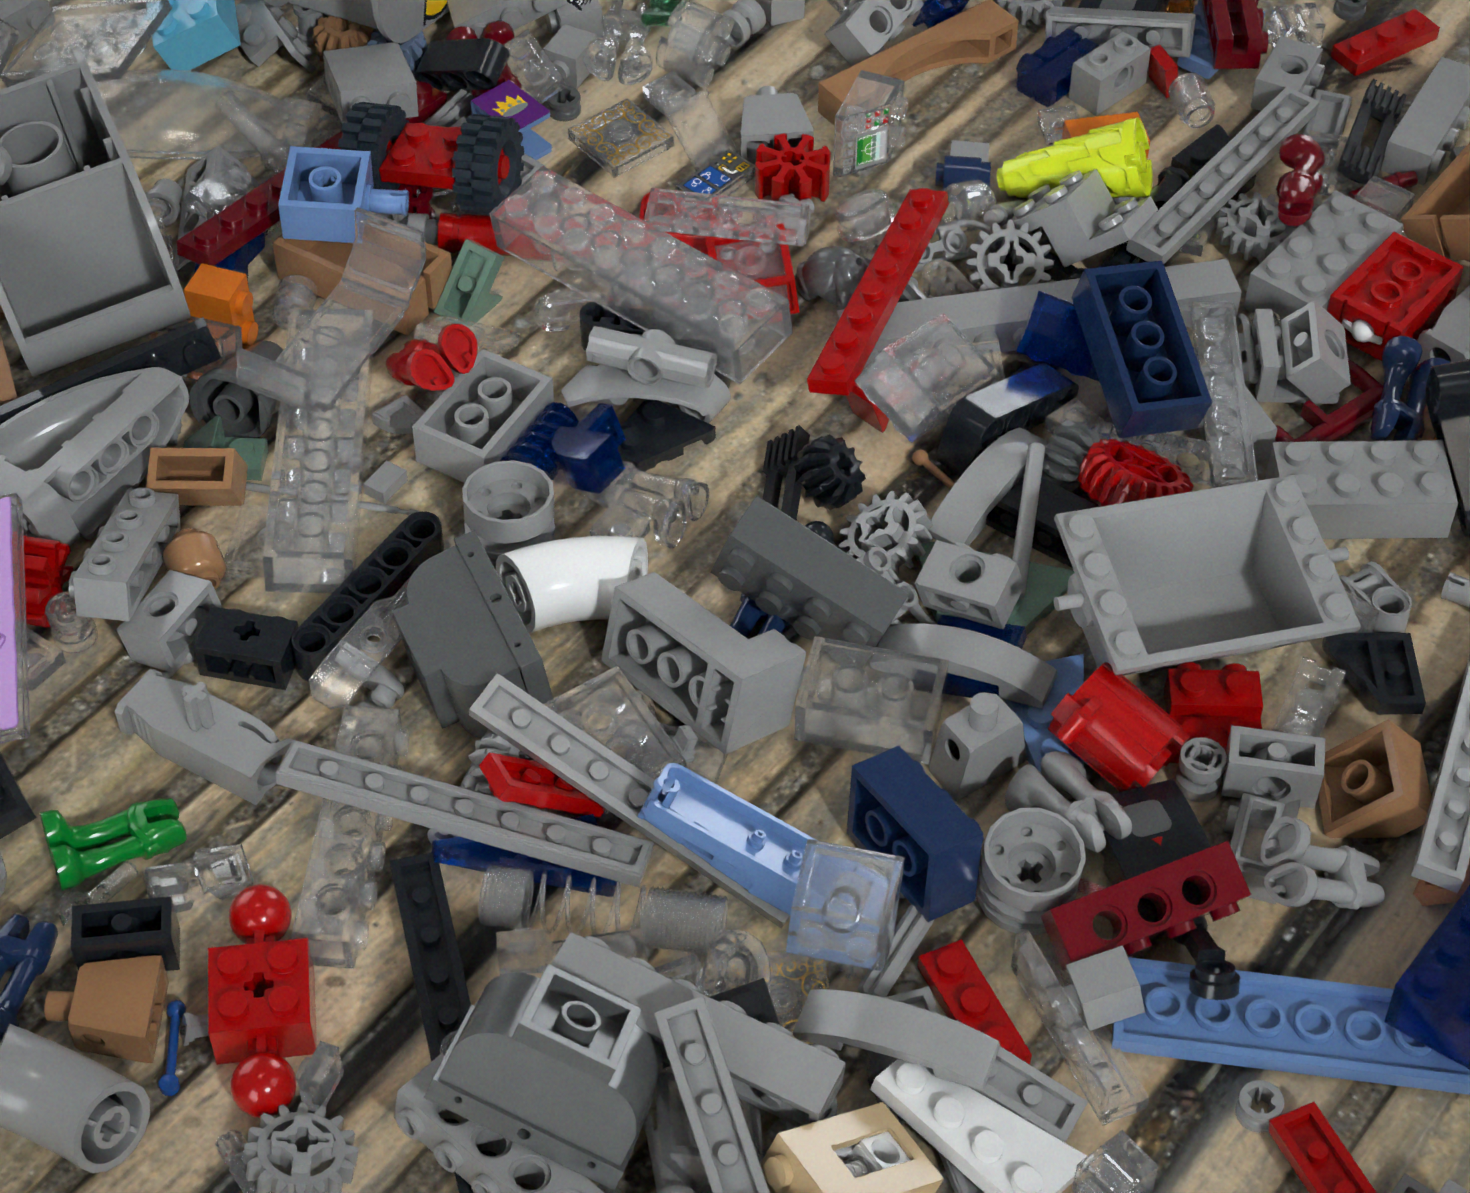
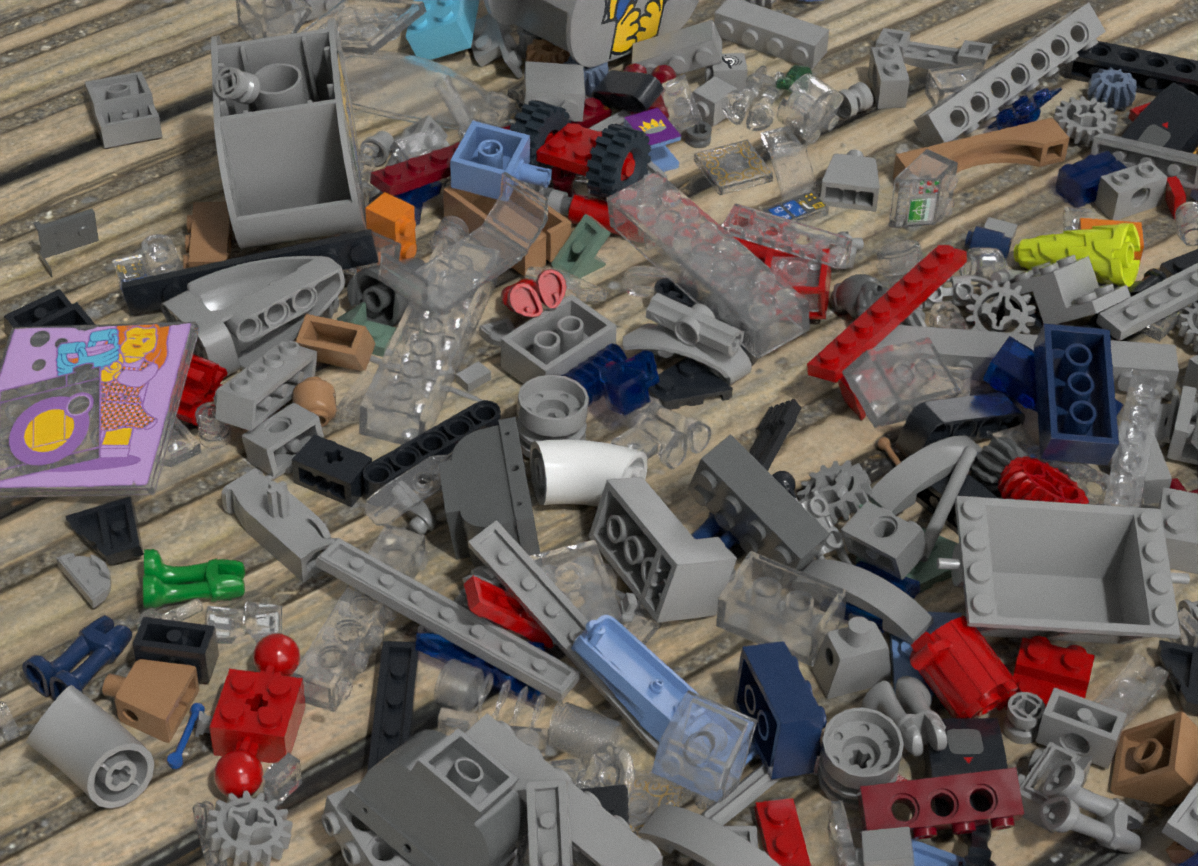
camera: 15 degrees right, 5 degrees down
(792, 169) = (856, 215): red gear -> none
(829, 472) = (806, 437): black gear -> none

